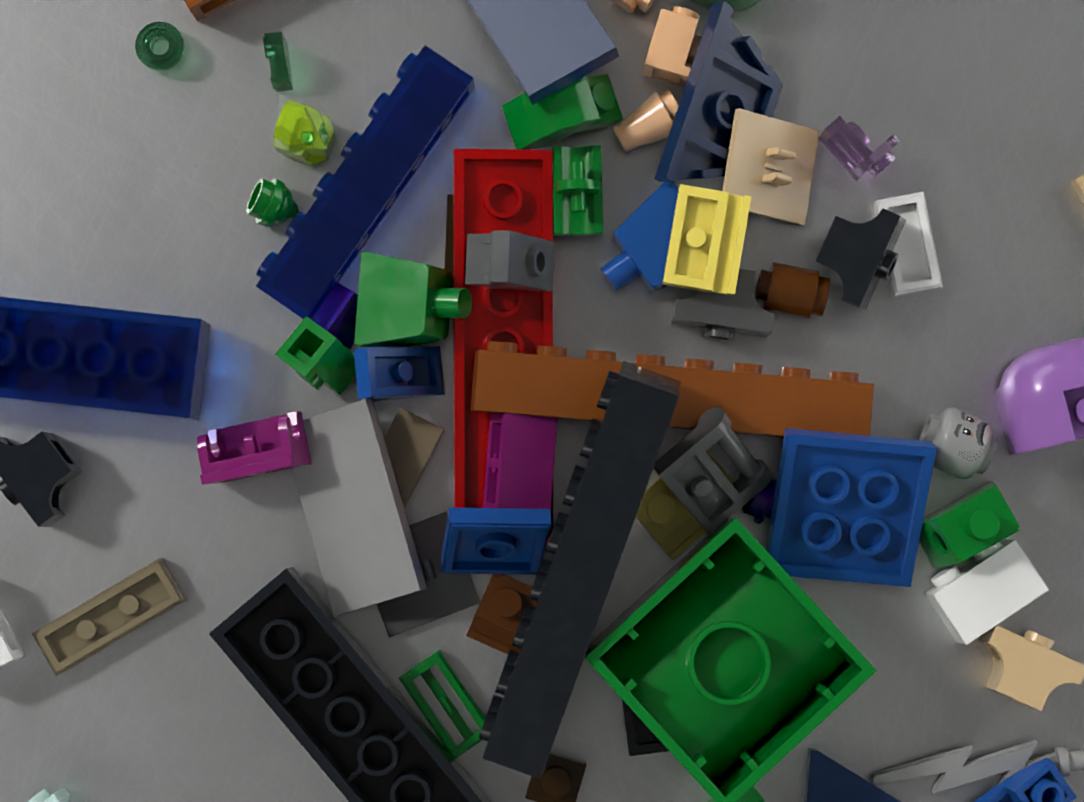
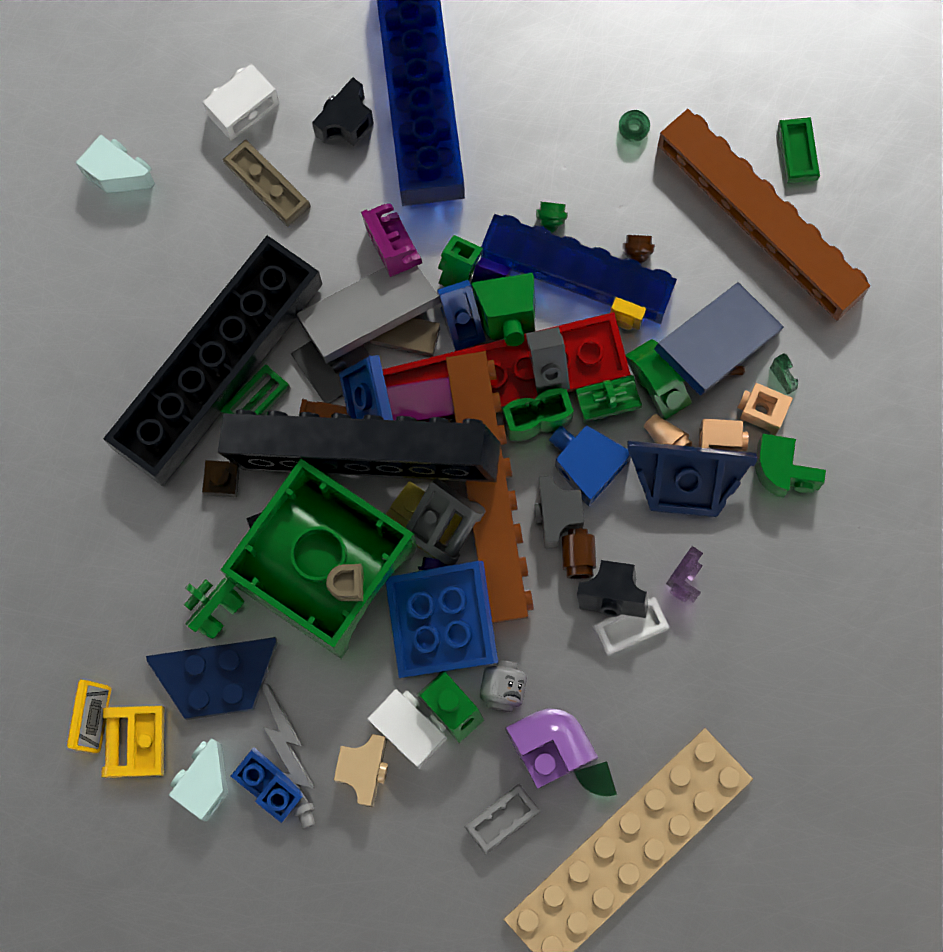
camera: 80 degrees right, 10 degrees down
(277, 52) = (649, 197): clear green tile -> none
(303, 134) = (600, 221): lime rock -> none
(354, 89) = (638, 247): none -> reddish brown plate
(455, 131) = (628, 314): none -> yellow plate
(580, 309) = (545, 413): none -> green brick
(706, 240) = (595, 481): light yellow plate -> none
(772, 165) = (657, 520): tan piece -> none
(787, 631) = (346, 582): none -> dark tan tile

